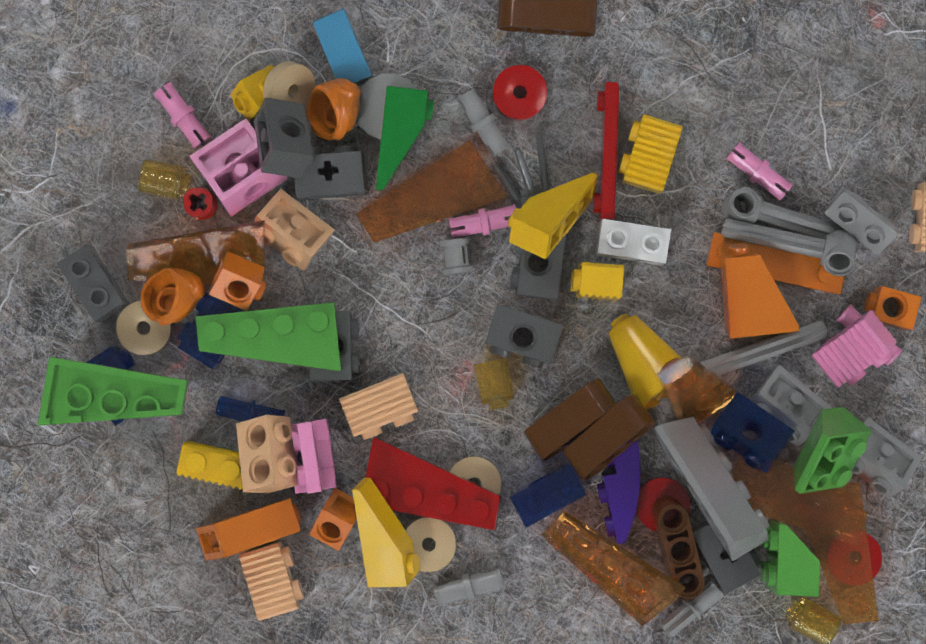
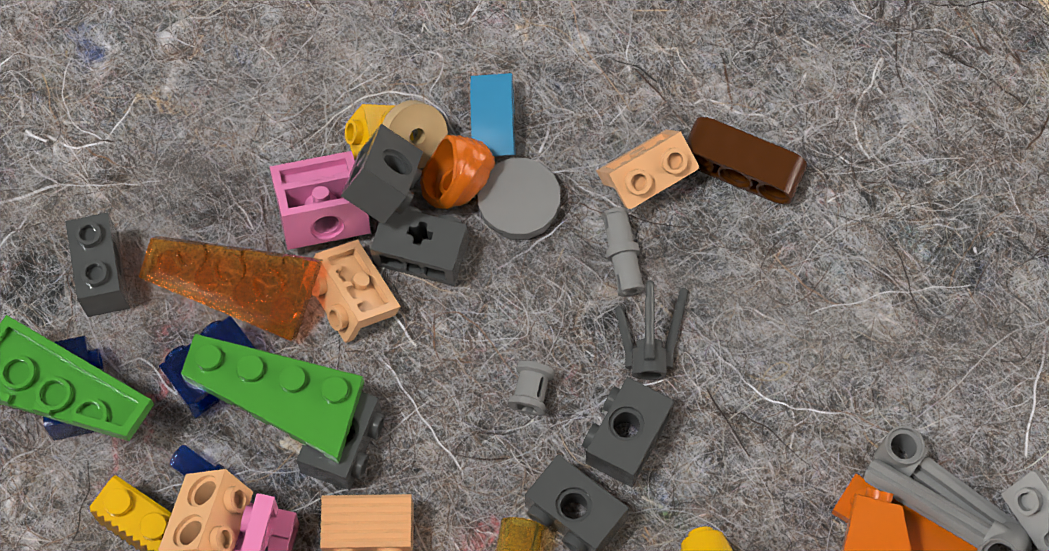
camera: 25 degrees right, 20 degrees down
(130, 336) = (119, 326): tan piece -> none
(164, 179) = (229, 182): clear yellow brick -> none
(171, 295) = (180, 306): orange hair -> none
(182, 115) = (282, 124): bright pink pin -> none
(210, 201) = (258, 209): red bush -> none
(237, 268) = (244, 316): orange brick -> none
(402, 124) = (523, 219): green slope -> none
(438, 192) = (548, 309): clear orange wing -> none
(478, 48) = (649, 168): none -> light nougat bracket
(480, 222) = (581, 361): bright pink pin -> none
(516, 77) = (678, 218): red piece -> none
(550, 215) = (662, 372): yellow slope -> none
(597, 281) = (690, 472): yellow brick -> none
(609, 104) = (734, 388): red plate -> none
(632, 242) = (750, 446): white brick -> none
(650, 154) = (809, 354): yellow brick -> none
(759, 171) = (936, 423): bright pink pin -> none

